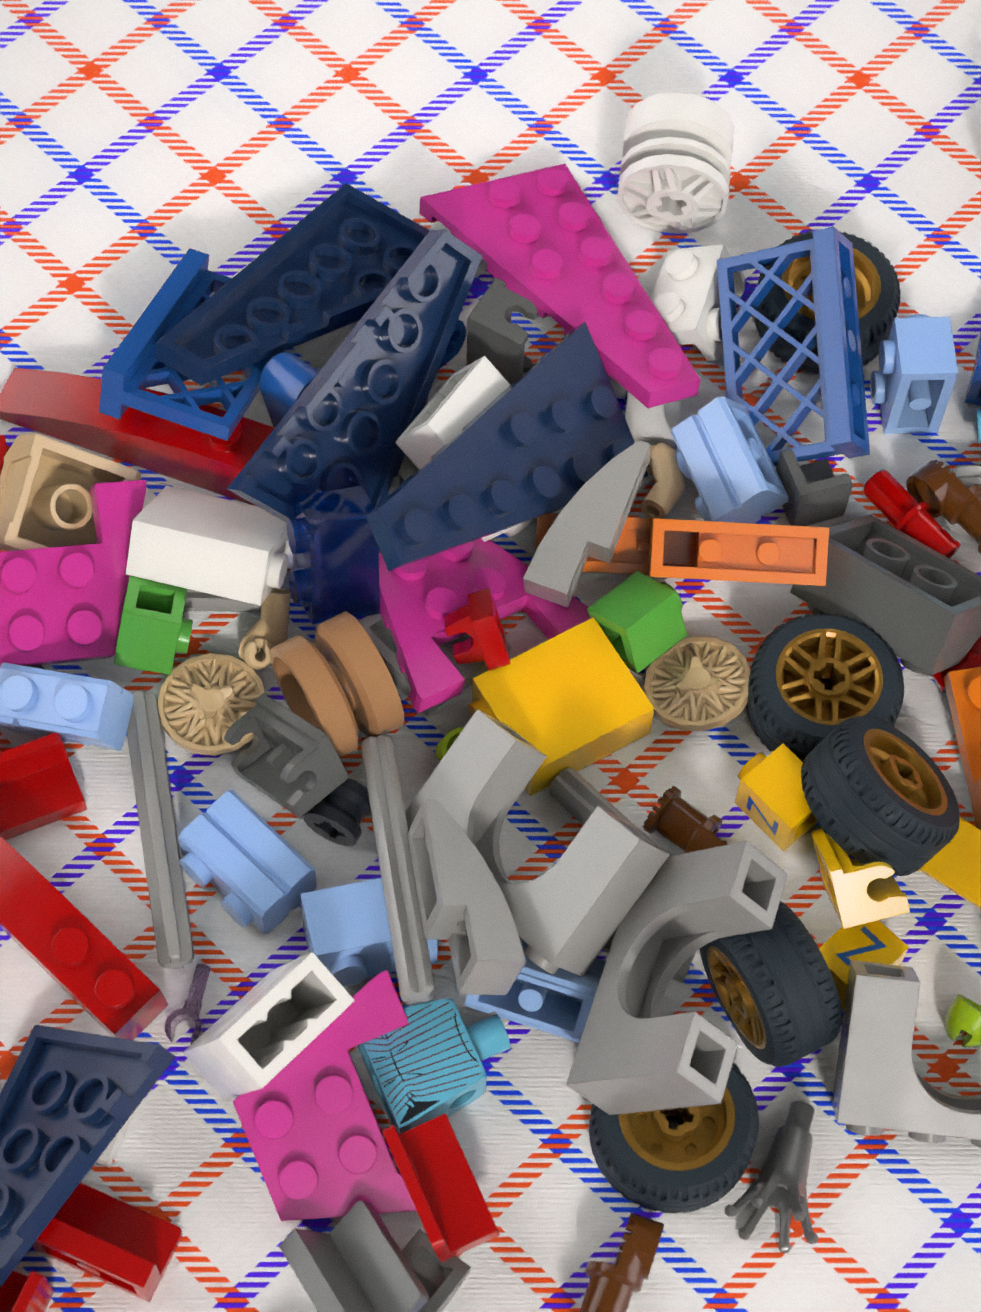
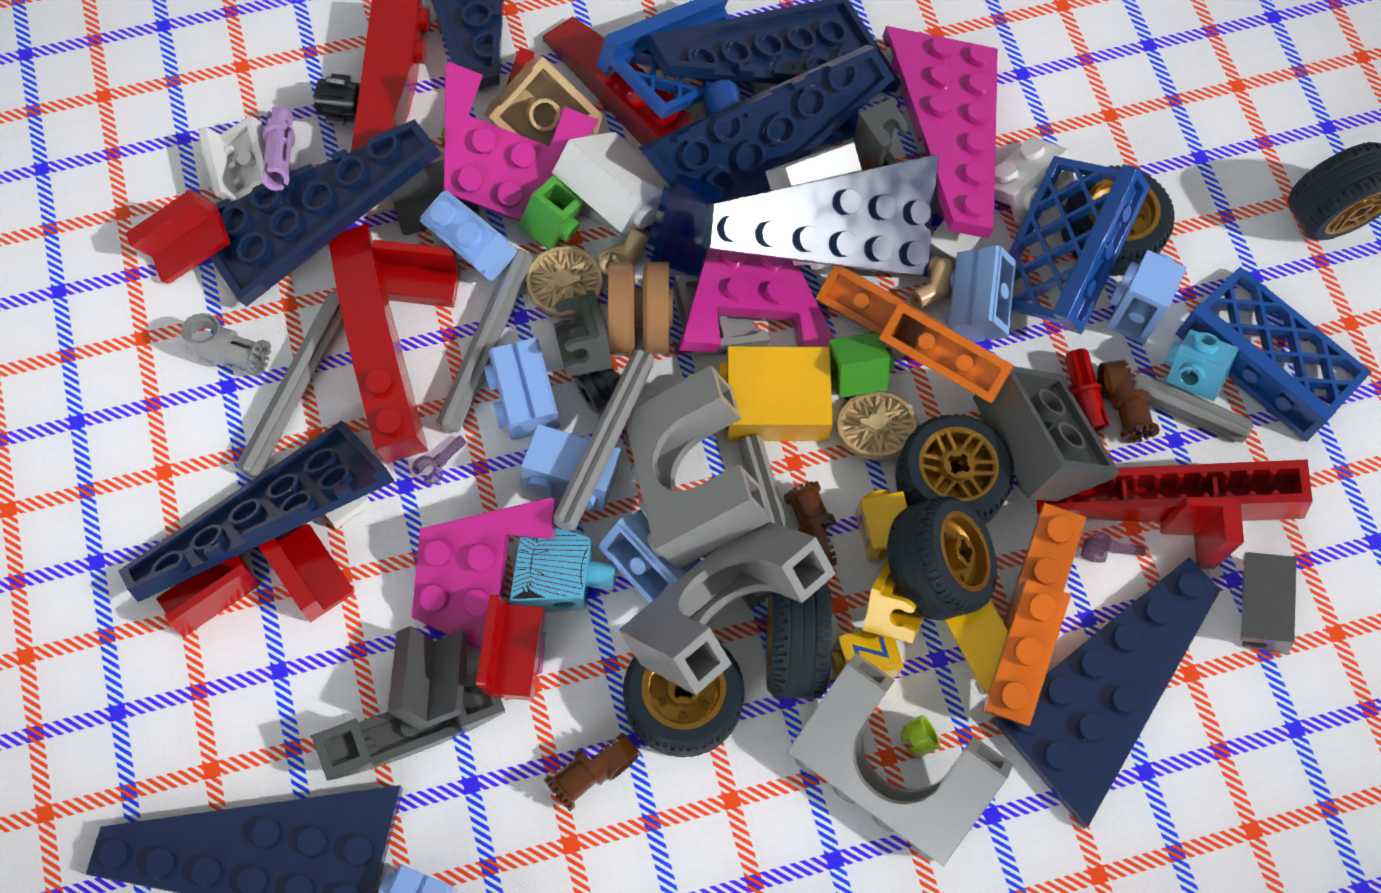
camera: 30 degrees right, 5 degrees up
(268, 1027) = (466, 494): white brick -> none
(463, 904) = (624, 483): light grey slope -> none
(486, 632) = (754, 316): red tile -> none
(587, 526) = (859, 285): light grey slope -> none
(676, 163) = (1068, 80): white wheel -> none
(783, 1179) = (734, 767): dark grey piece -> none
(812, 490) = (1029, 339): dark grey panel -> none

